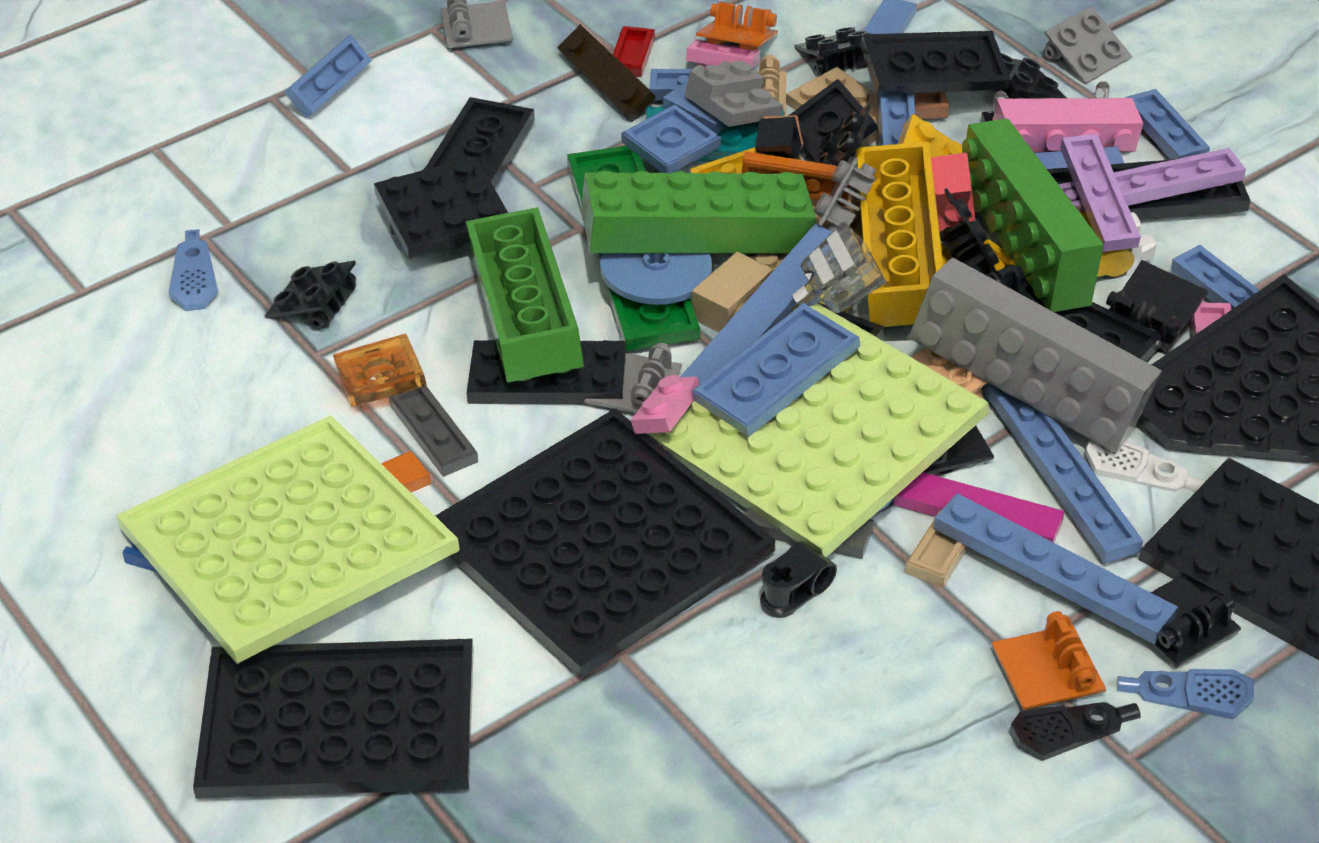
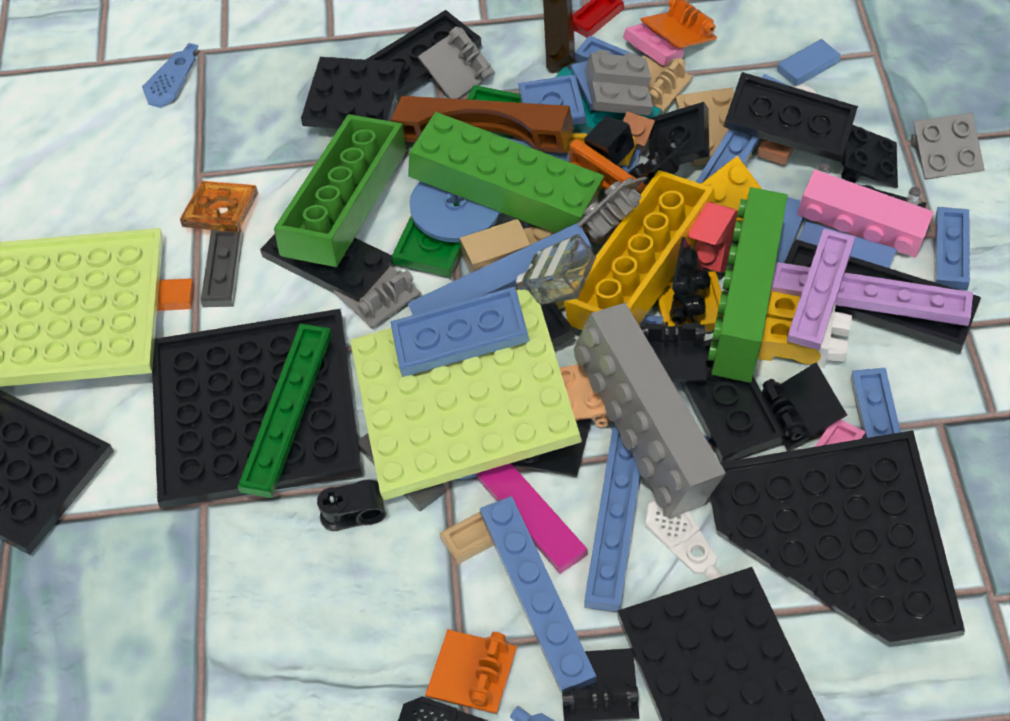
camera: 35 degrees right, 10 degrees up
(317, 292) = (221, 128): black hinge -> none
(531, 140) = (456, 64): none -> light grey hinge
(561, 191) = (538, 125): none -> dark orange arch
(648, 522) = (285, 411): none -> green tile
(665, 405) = (369, 323): bright pink plate -> none
(835, 50) = (735, 63): black hinge -> none

